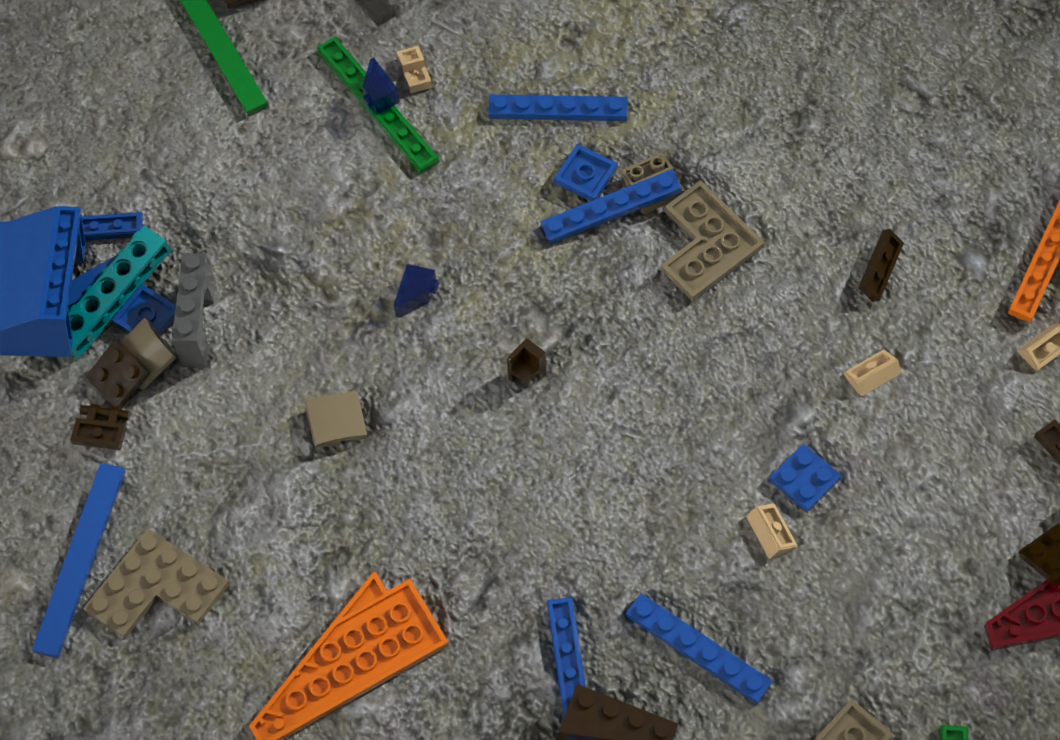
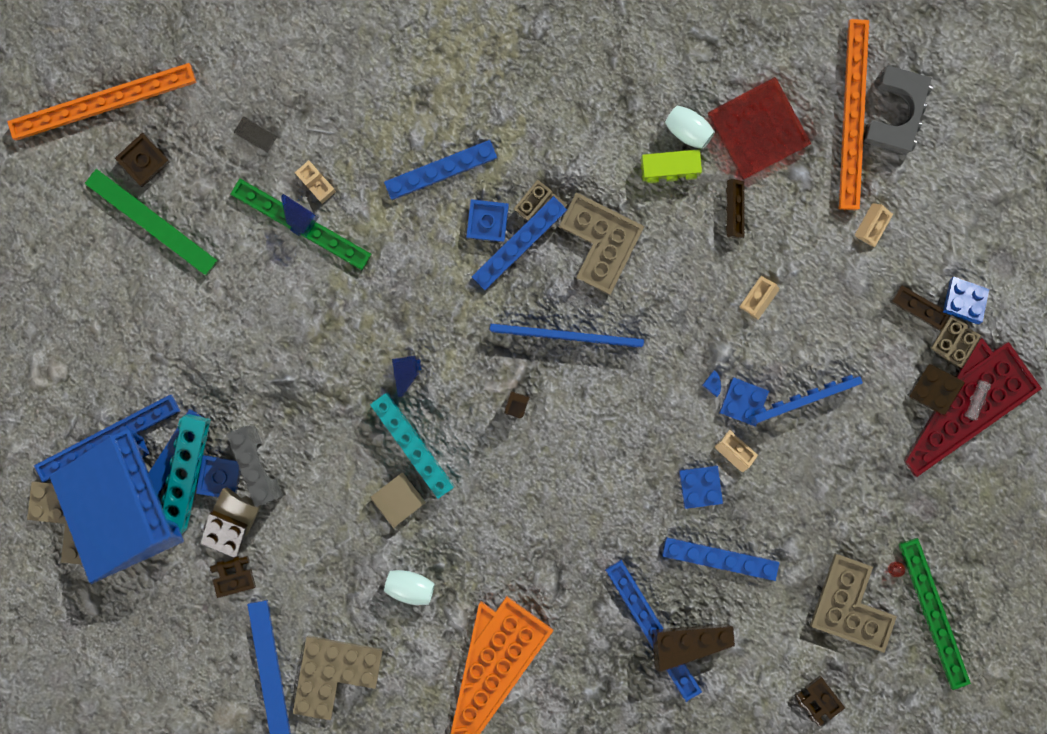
camera: 30 degrees left, 25 degrees up
(299, 518) = (409, 587): none -> light aqua piece
(384, 367) = (412, 445): none -> teal brick
(622, 321) = (565, 335): none -> blue tile
(709, 553) = (700, 487): none -> blue plate
(775, 443) = (713, 383): none -> blue tile
(823, 193) = (671, 166): none -> lime brick
(861, 162) = (689, 127): none -> light aqua piece
(889, 498) = (812, 395): none -> blue plate
(943, 195) = (759, 128): none -> clear red plate

